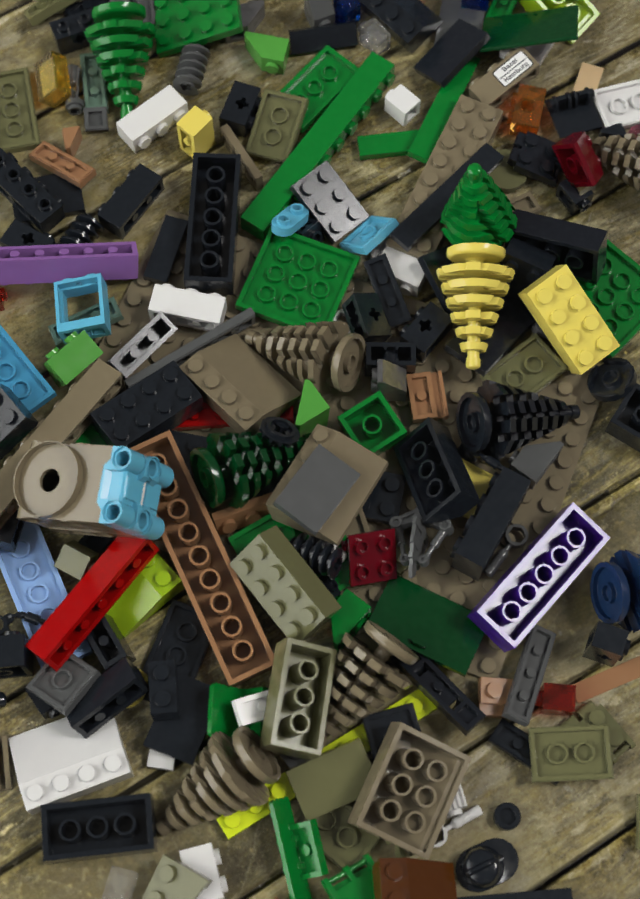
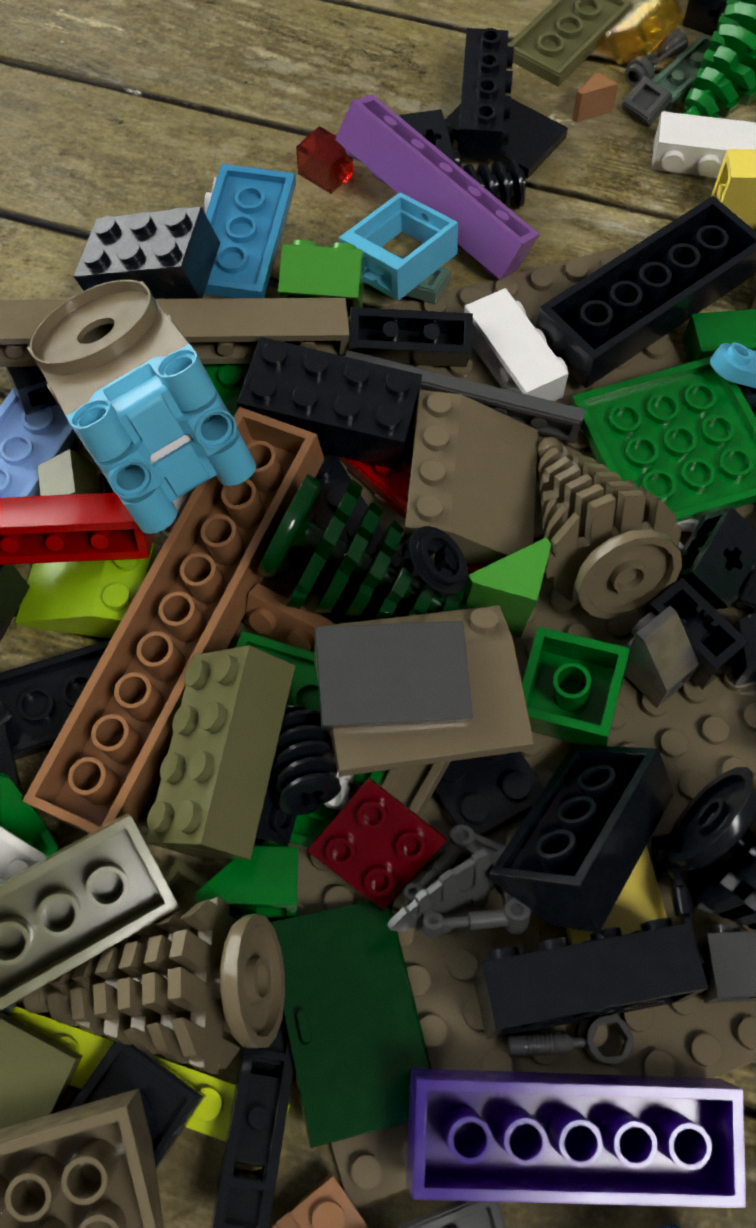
camera: 50 degrees right, 5 degrees down
(62, 164) = (557, 110): medium nougat tile -> none
(130, 201) = (588, 201): black brick -> none
(166, 250) = (547, 281): black tile -> none
(427, 396) = (691, 728): medium nougat plate -> none

